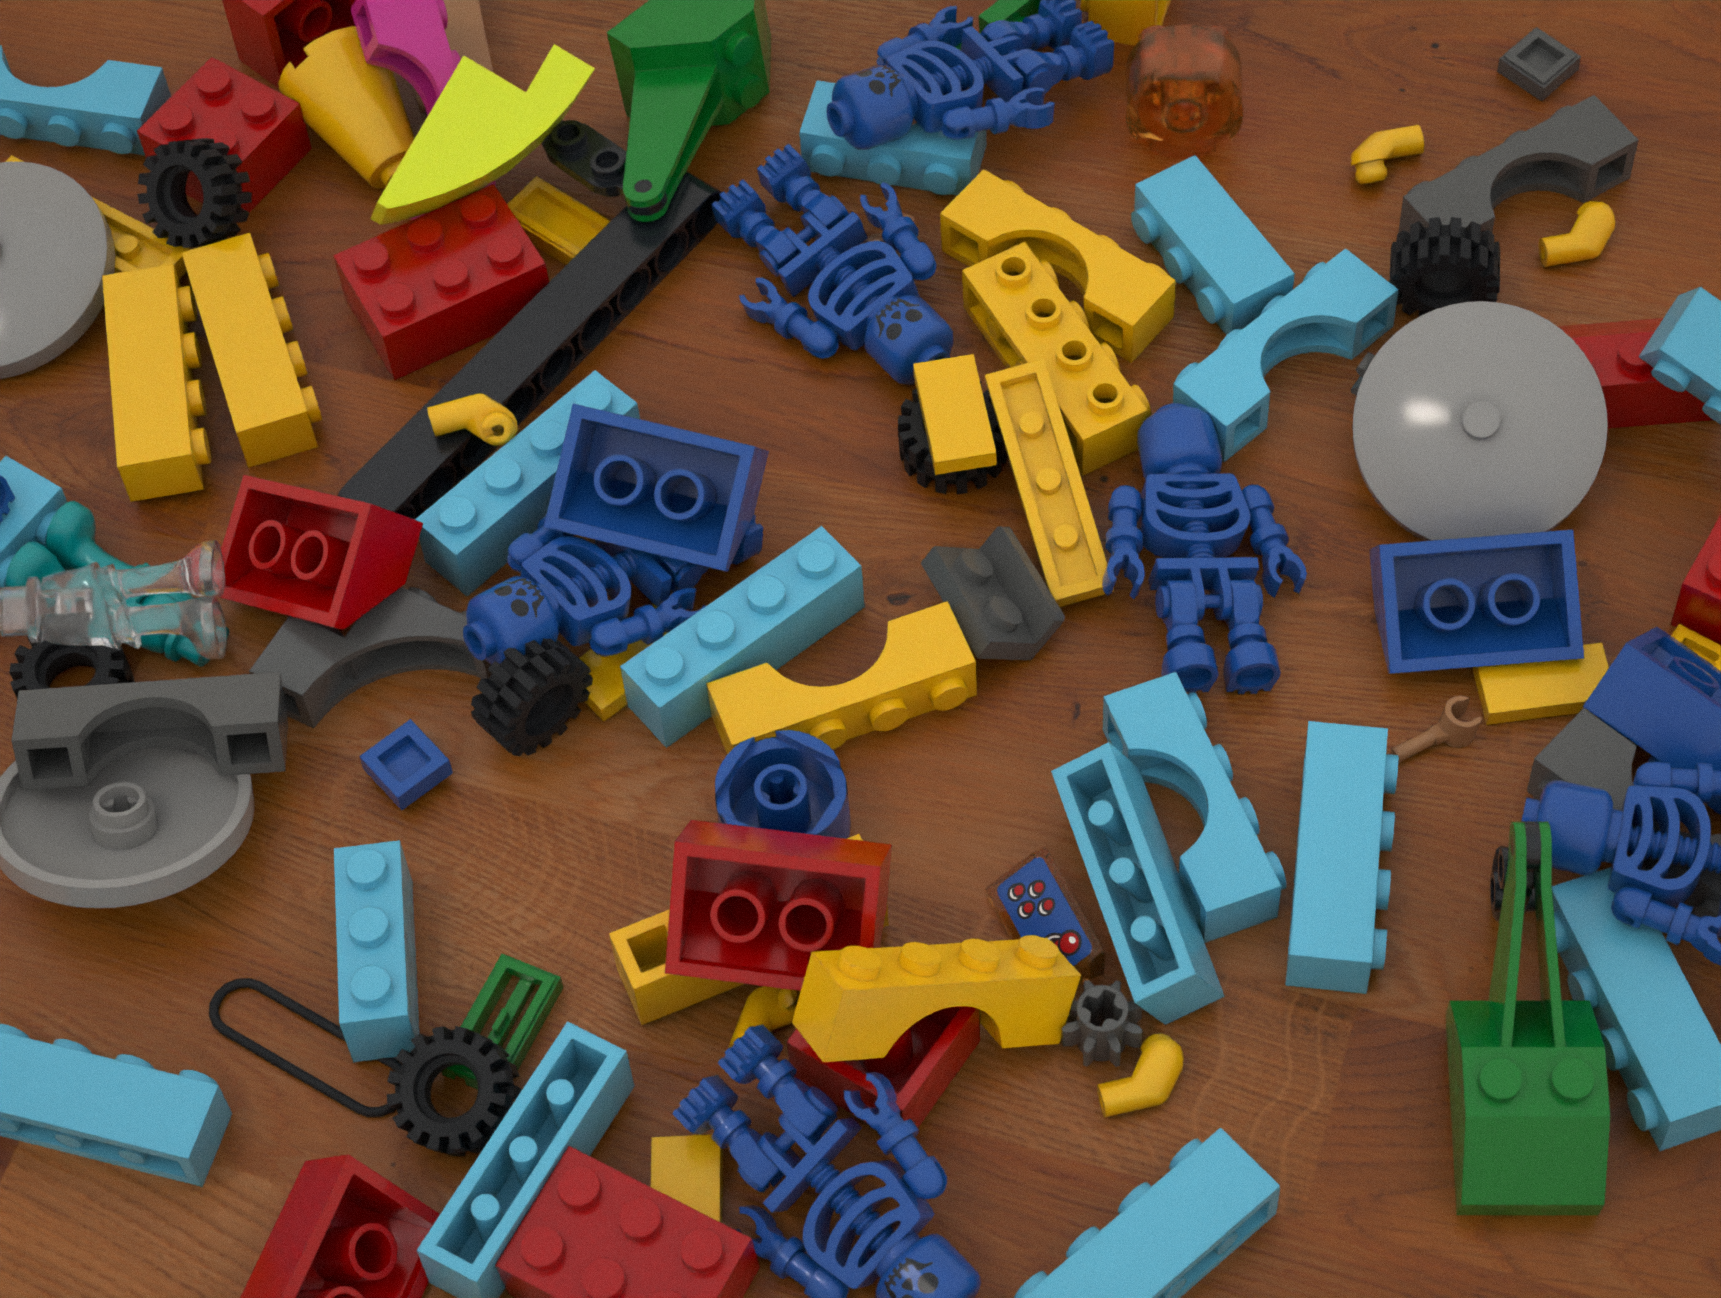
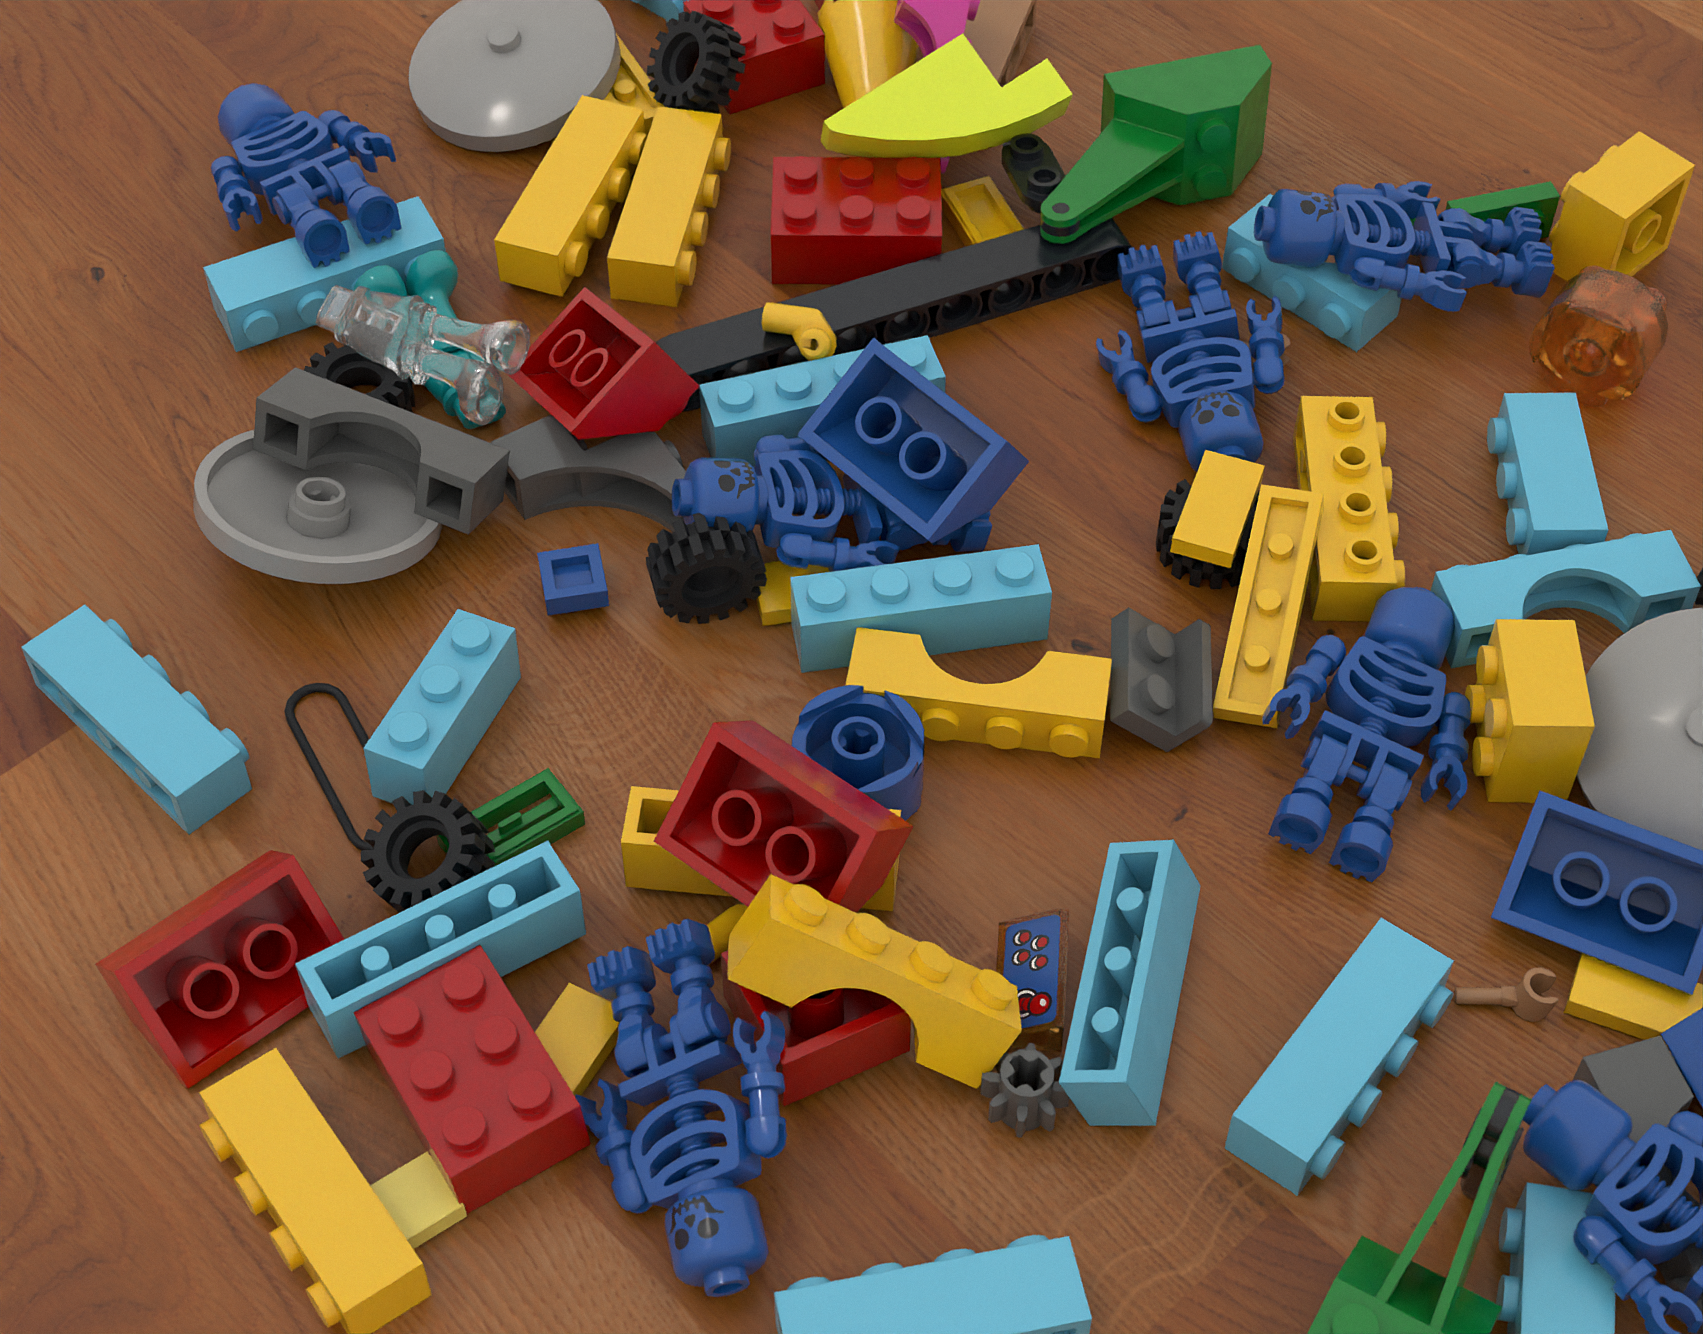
camera: 25 degrees right, 5 degrees down
(1122, 295) = (1437, 484): yellow arch -> none
(1150, 1081) = (1040, 1165): yellow arm -> none
(1226, 869) = (1224, 1010): medium azure arch -> none
(1325, 473) = (1530, 710): none -> yellow brick

